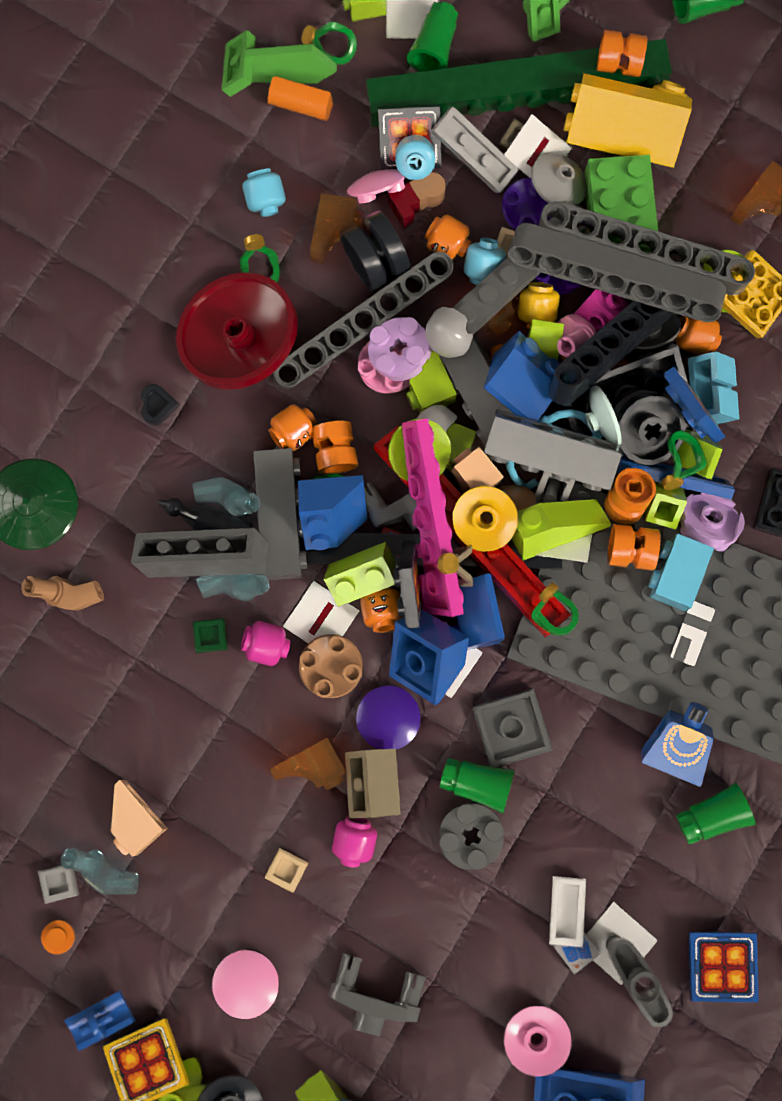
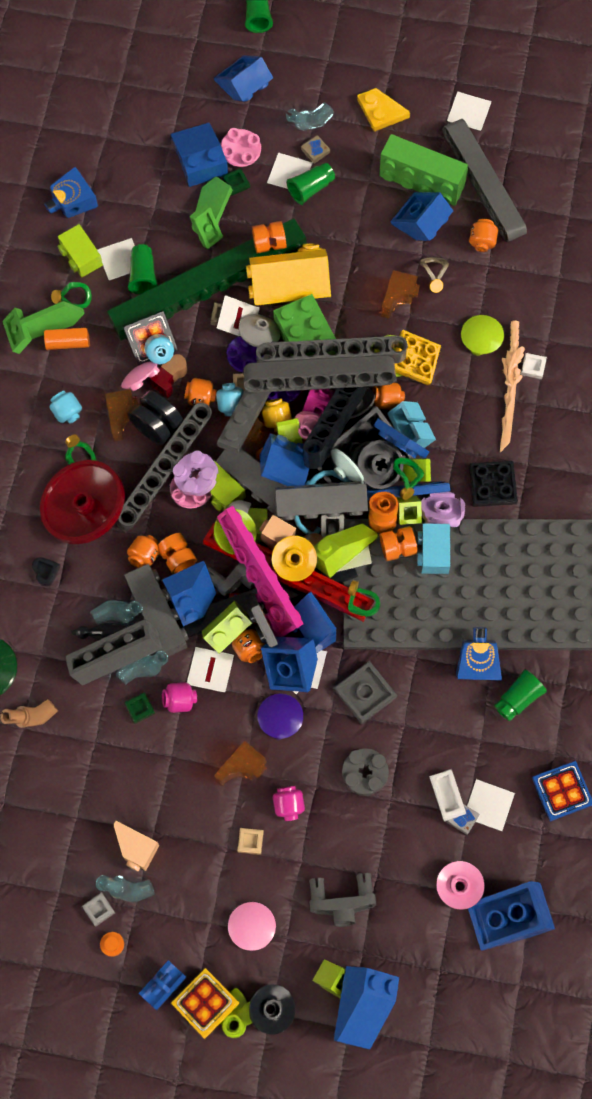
camera: 20 degrees left, 10 degrees down
(330, 666) = (228, 696): medium nougat dish -> none
(372, 783) = (286, 759): dark tan brick -> none
(448, 333) = (224, 451): light grey hair -> none
(449, 564) = (282, 593): piece -> none
(474, 150) = (196, 331): light grey plate -> none
(478, 782) = (356, 733): green plant -> none
(632, 966) = (524, 827): dark grey connector -> none
(692, 633) = (458, 585): white sticker -> none

